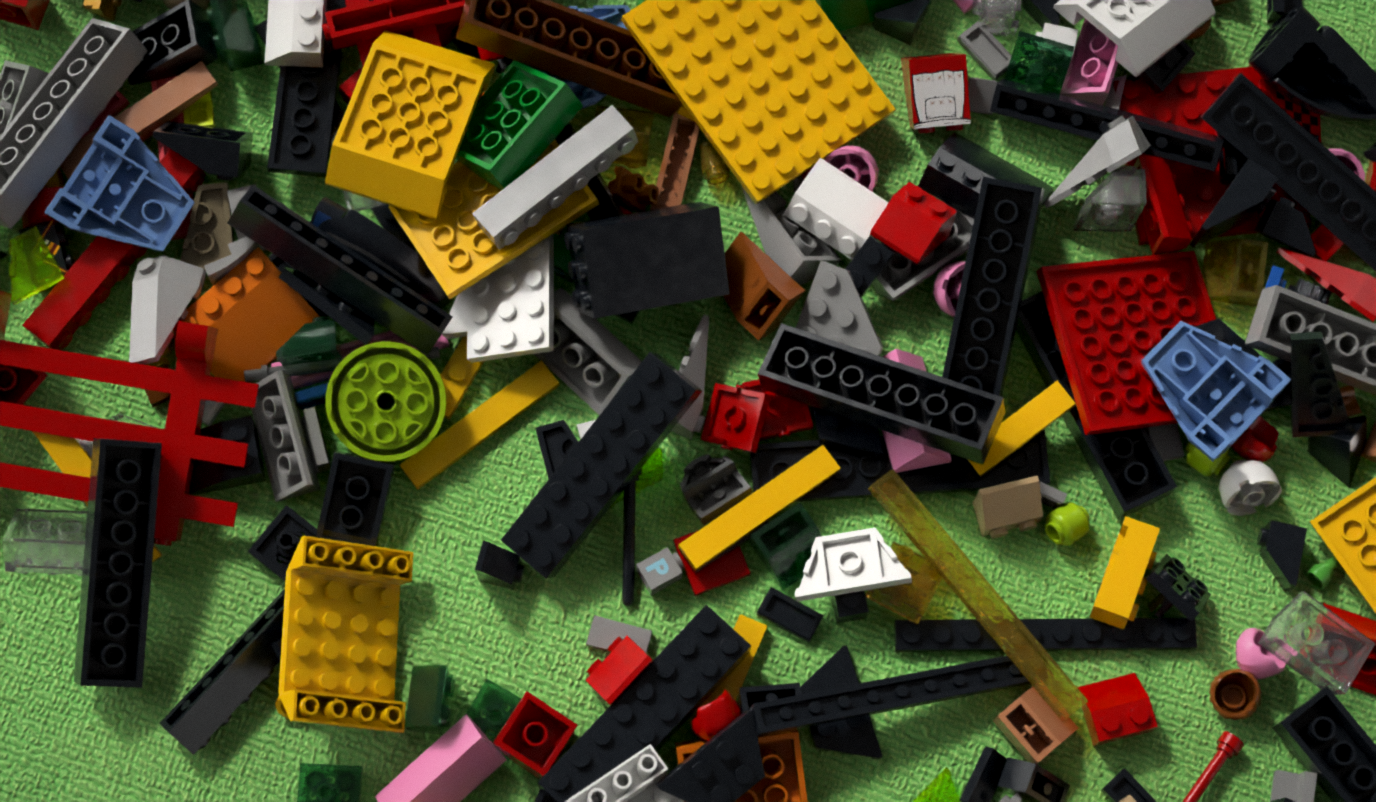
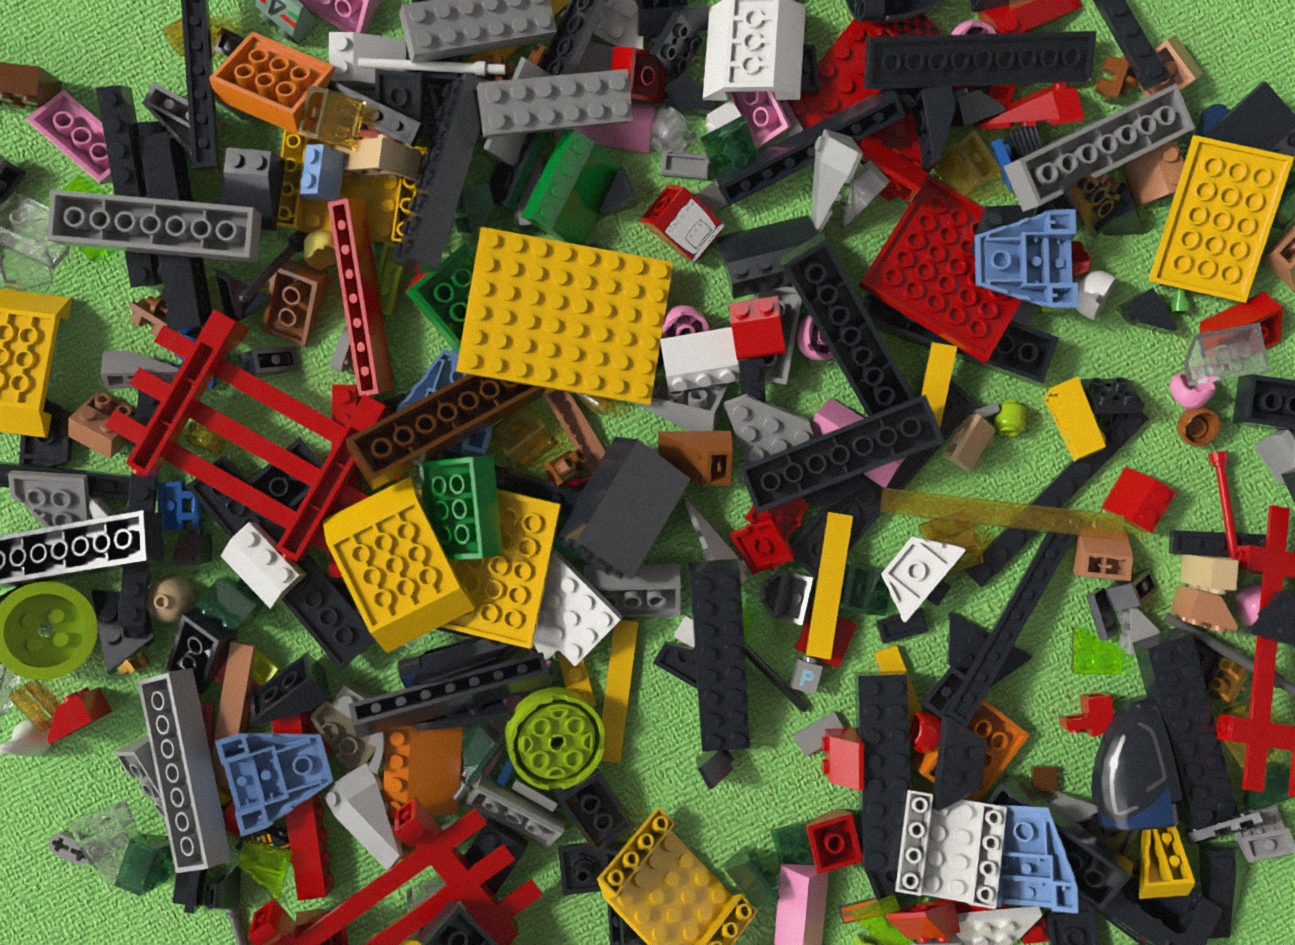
camera: 40 degrees left, 15 degrees up
(556, 177) = (523, 517): light grey brick -> none

